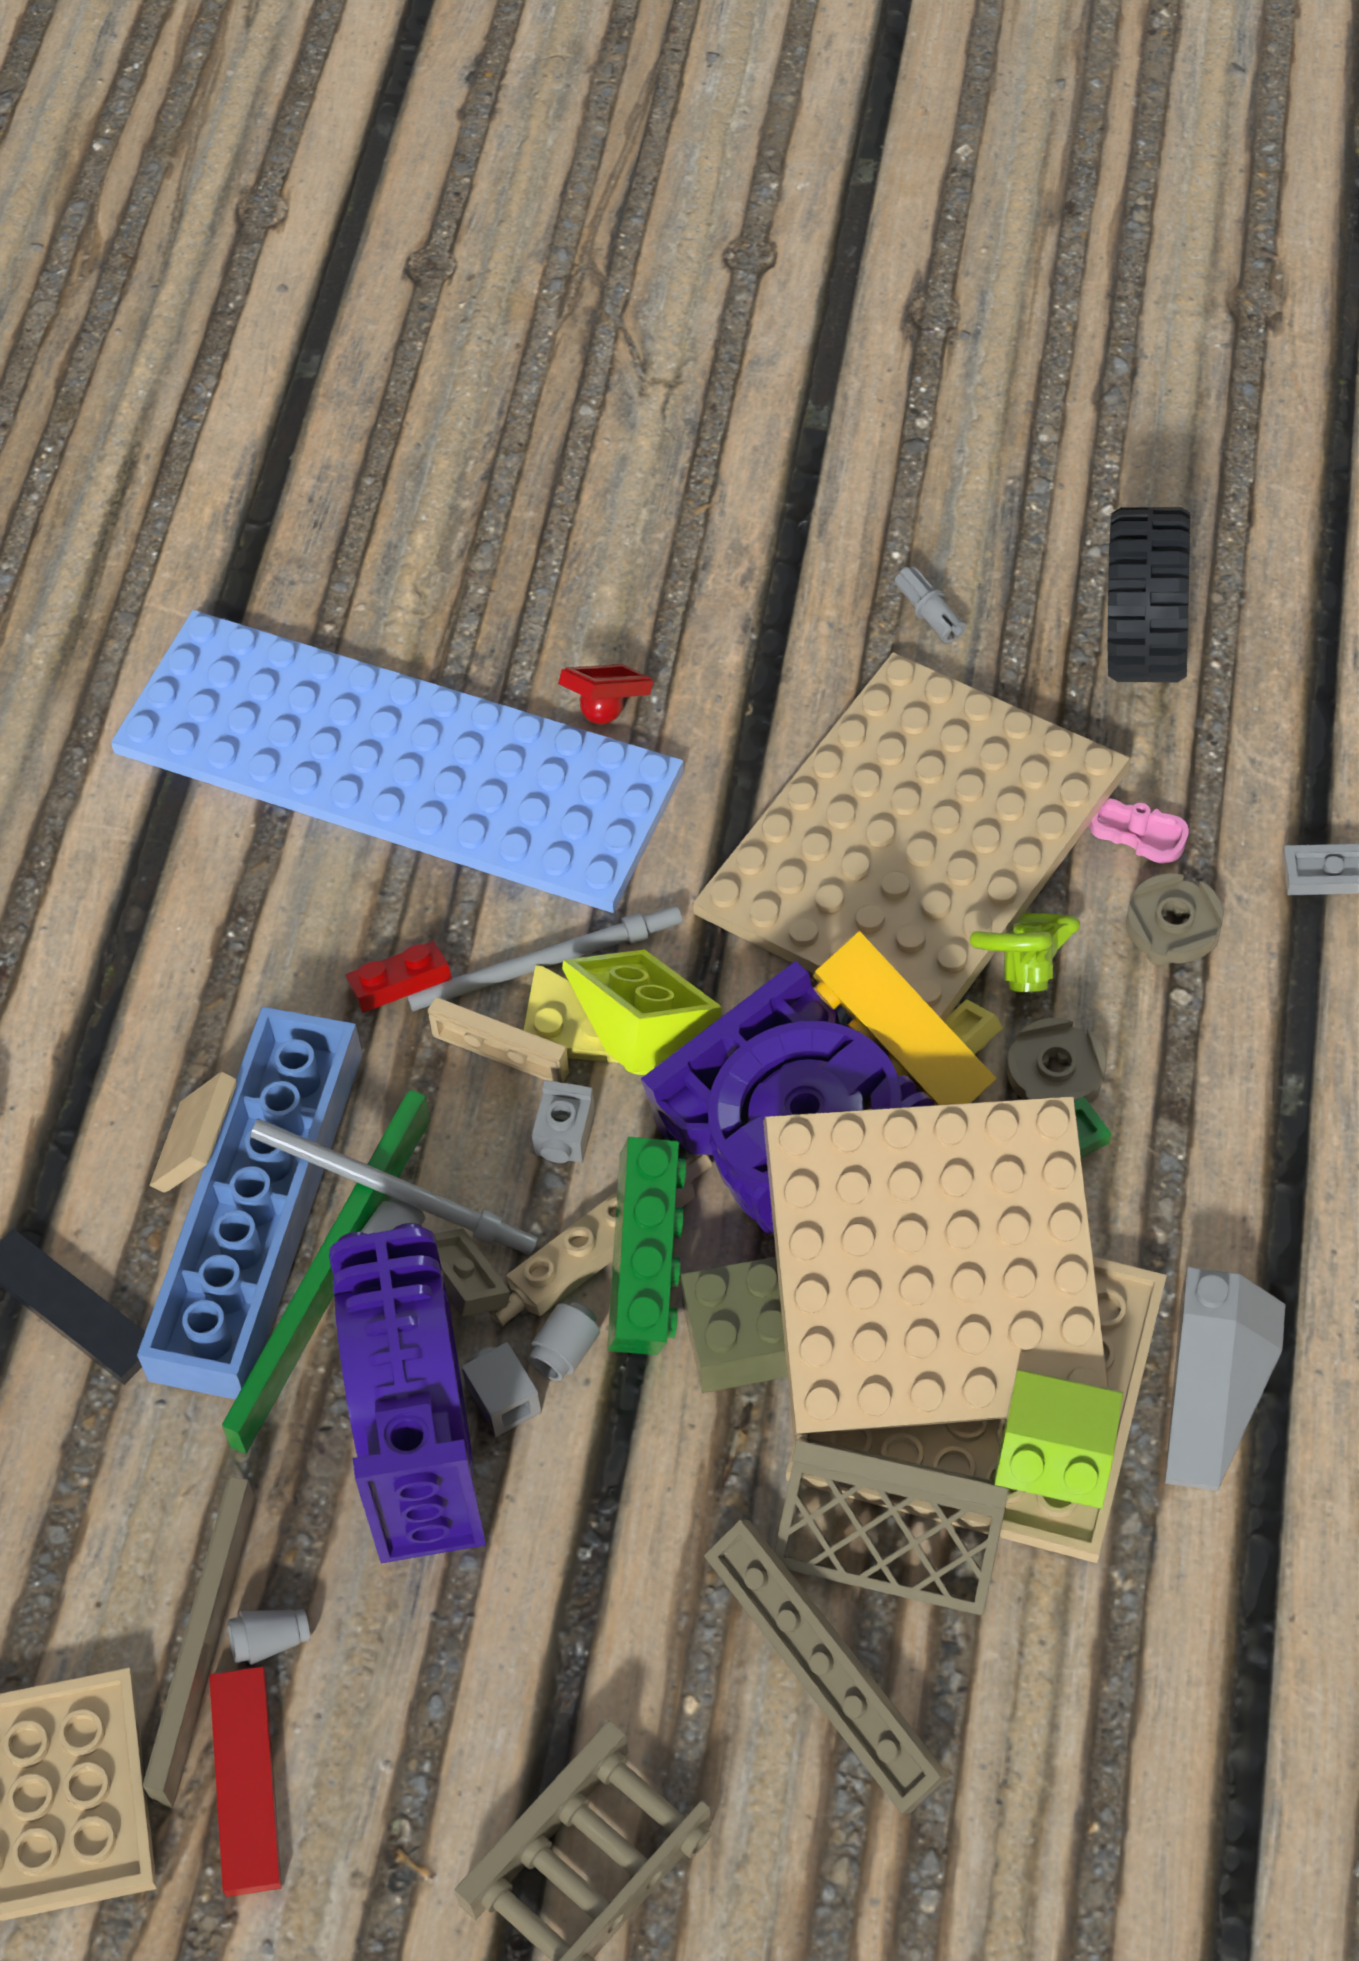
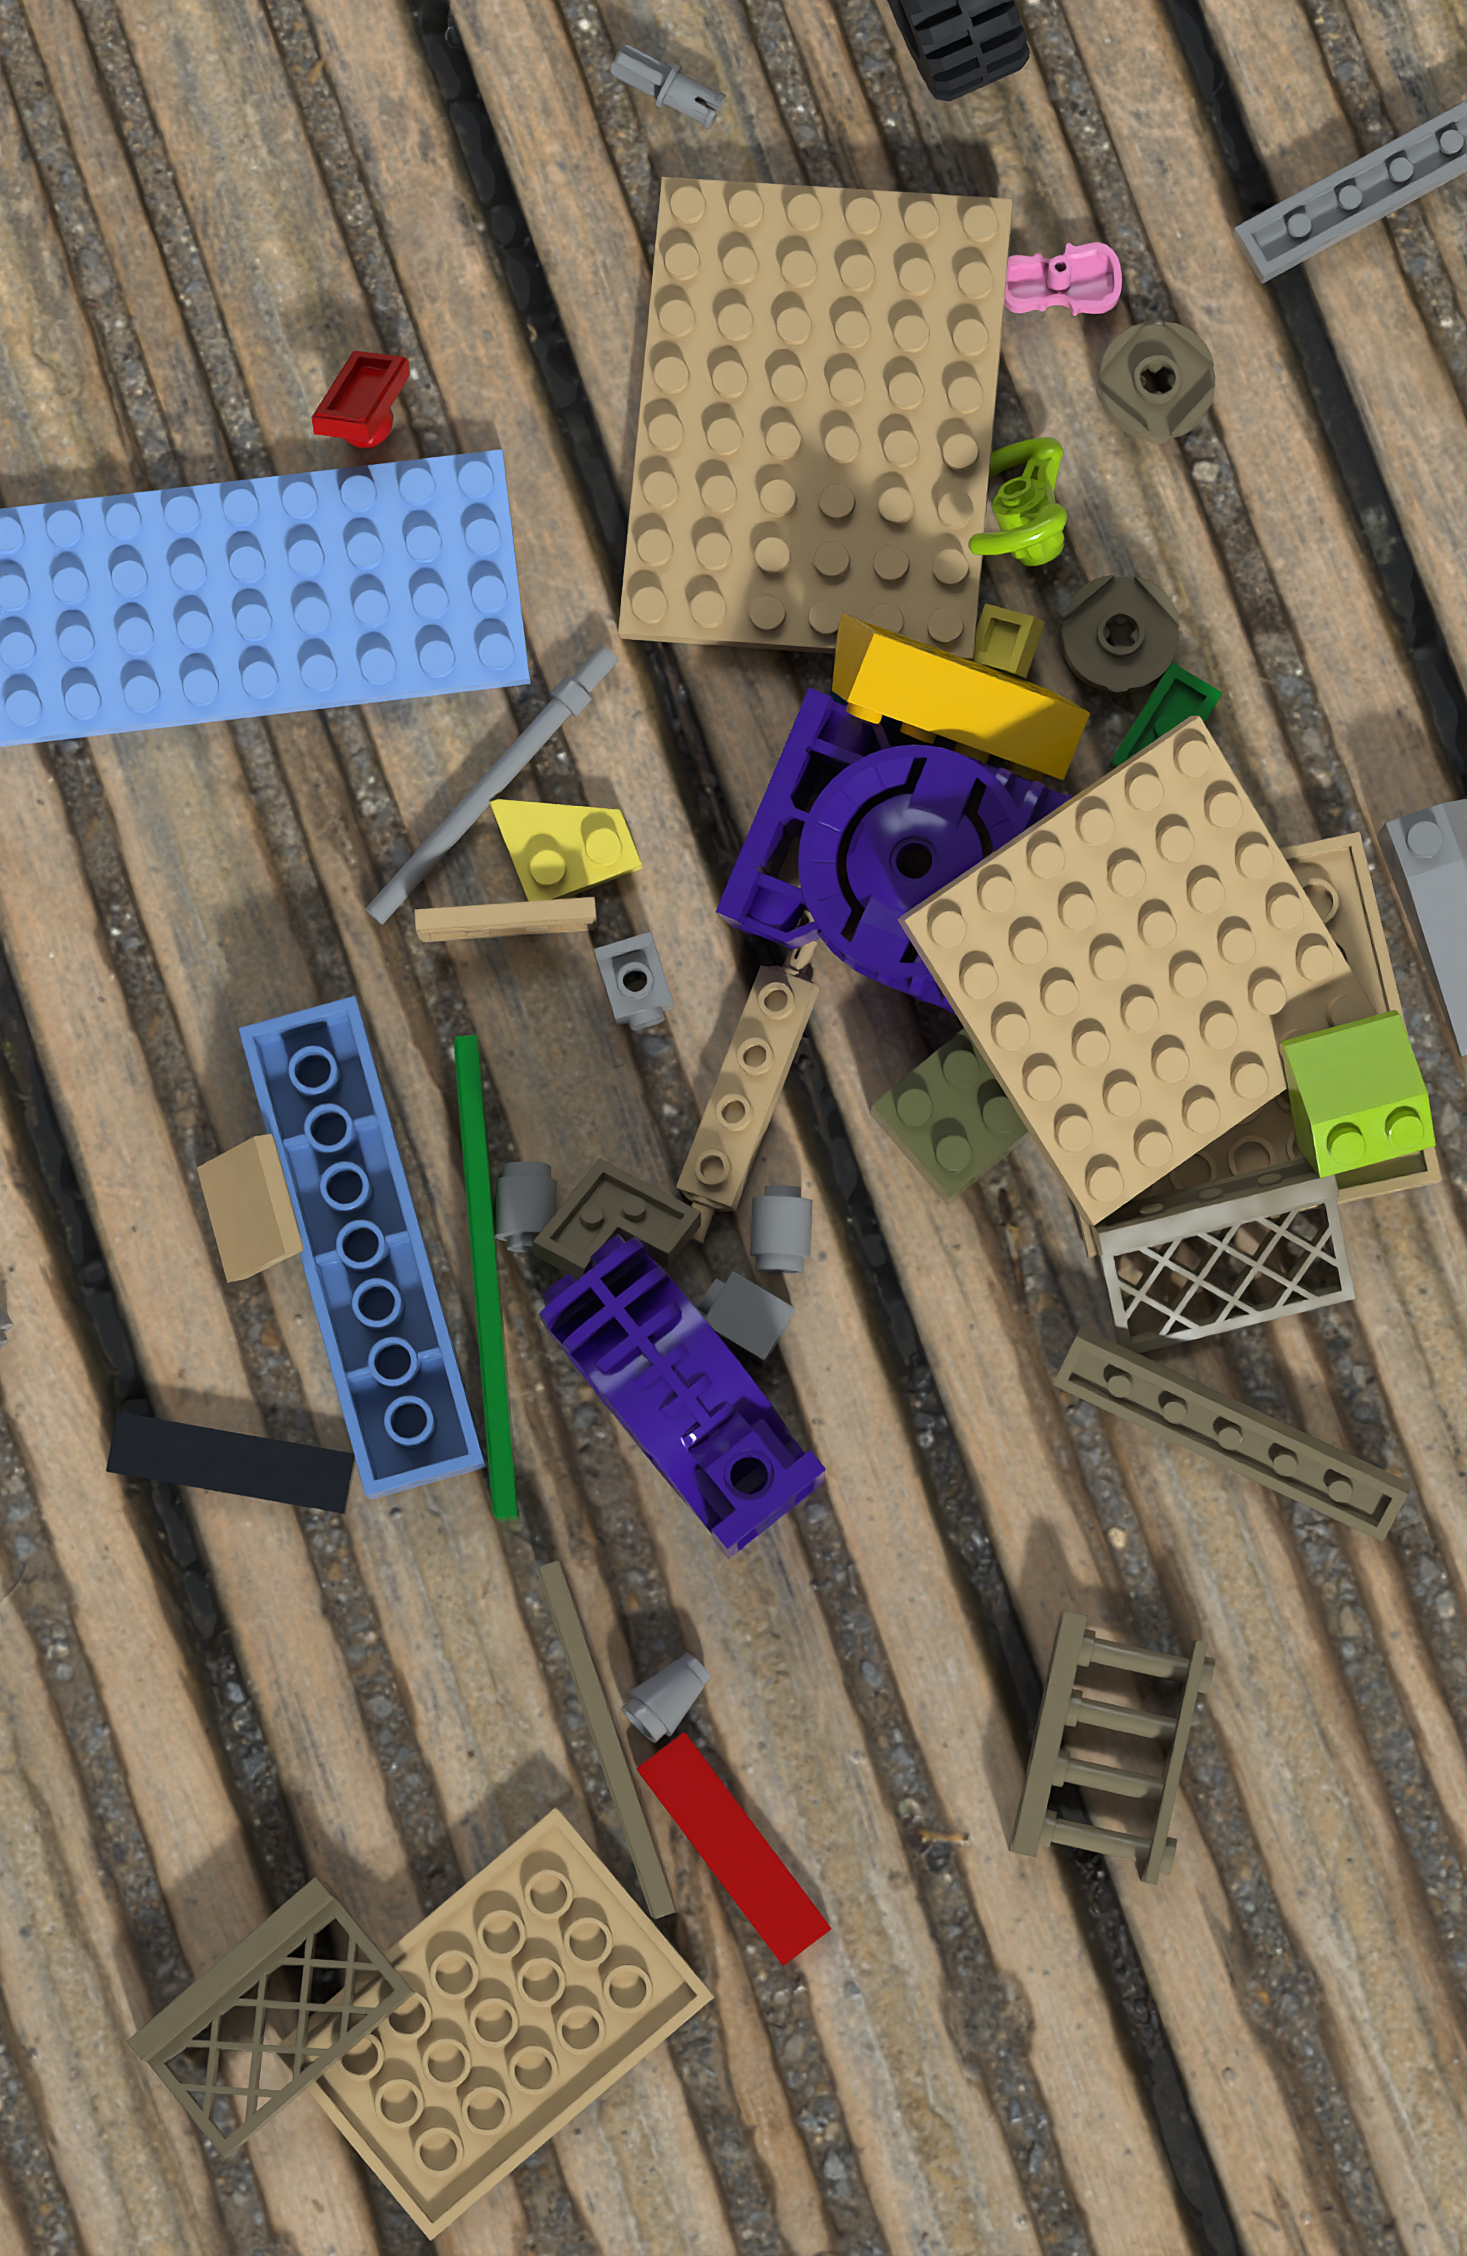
camera: 30 degrees left, 25 degrees up
(398, 976) = (345, 894): red plate -> none
(485, 1225) = (621, 1144): light grey bar -> none
(639, 1006) = (646, 802): neon yellow slope -> none
(644, 1246) = (814, 1090): green brick -> none

